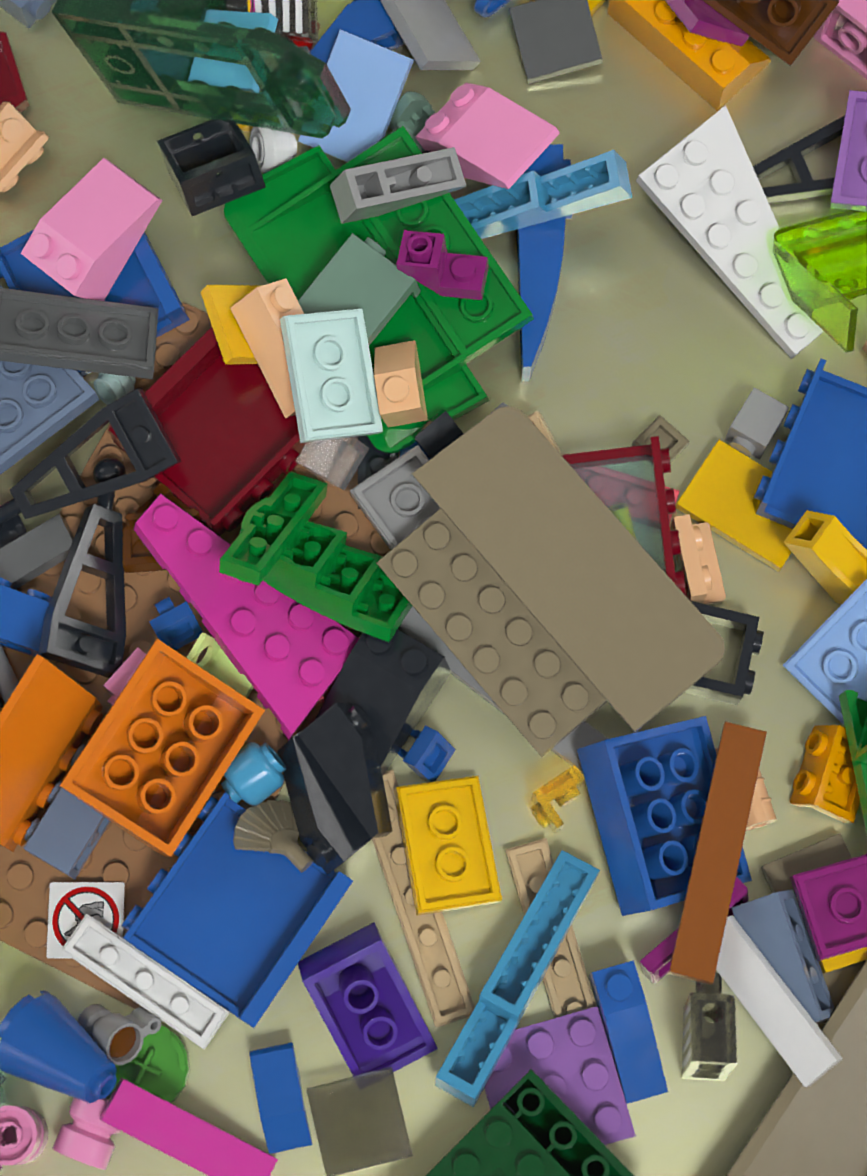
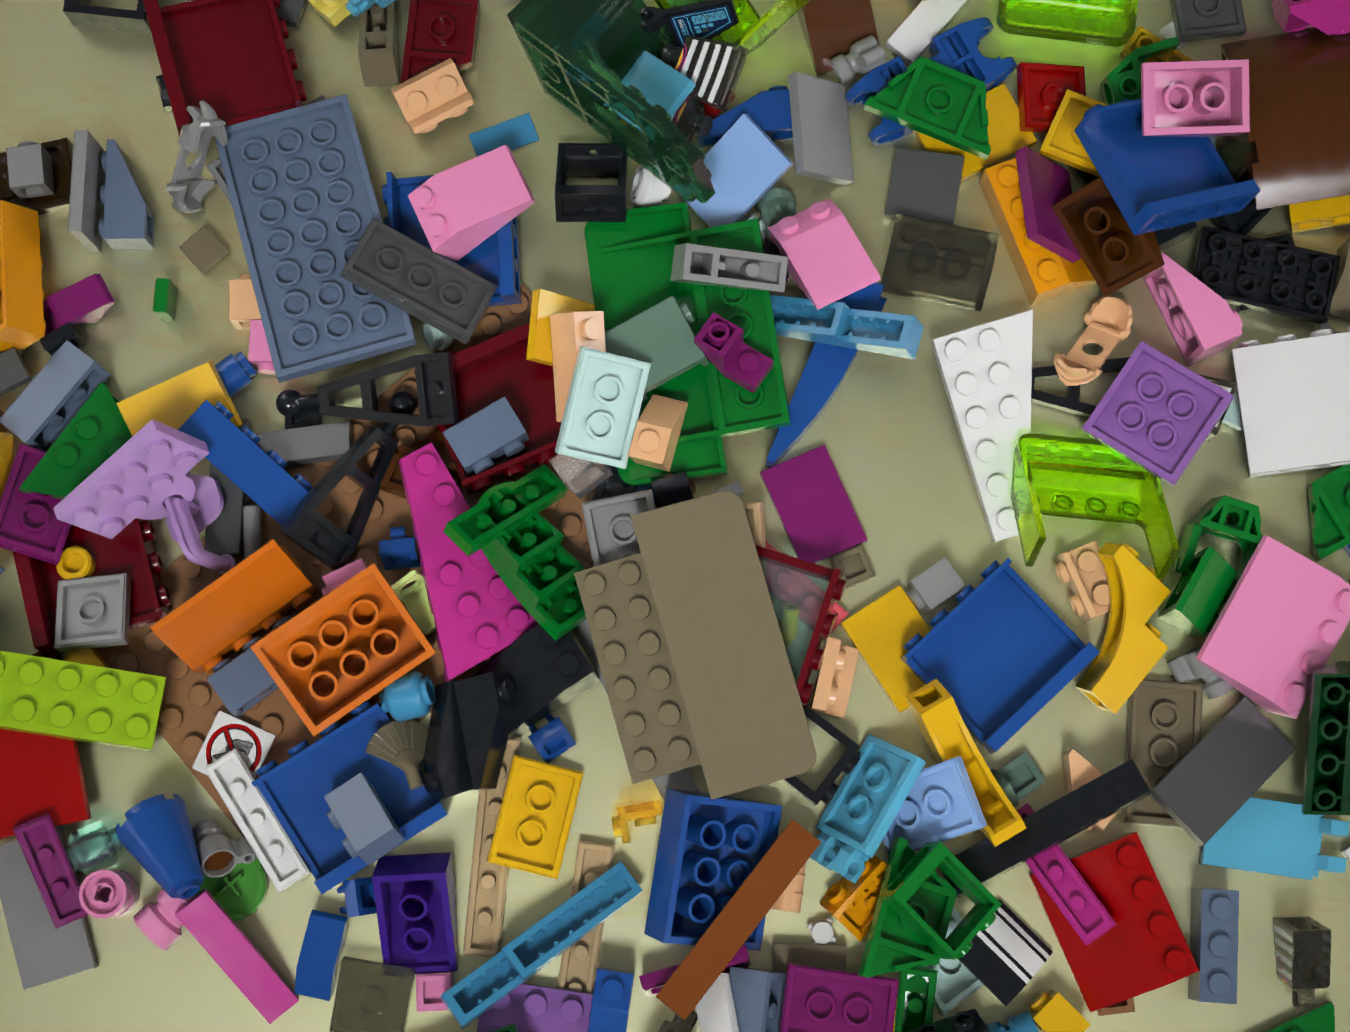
camera: 25 degrees right, 5 degrees up
(107, 146) = (512, 133): none -> dark azure sticker
(217, 464) = (487, 436): none -> sand blue brick
(264, 923) = (363, 819): none -> sand blue brick
(296, 1013) = (358, 897): none -> blue tile
(419, 1082) = (430, 988): none -> bright pink tile
(590, 397) = (813, 506): none -> magenta tile
(606, 101) = (939, 262): none -> clear smoke slope
(794, 677) = (865, 807): none -> medium azure tile
(804, 95) = (1107, 326): none -> light nougat piece
(807, 831) = (822, 932): none -> white piece

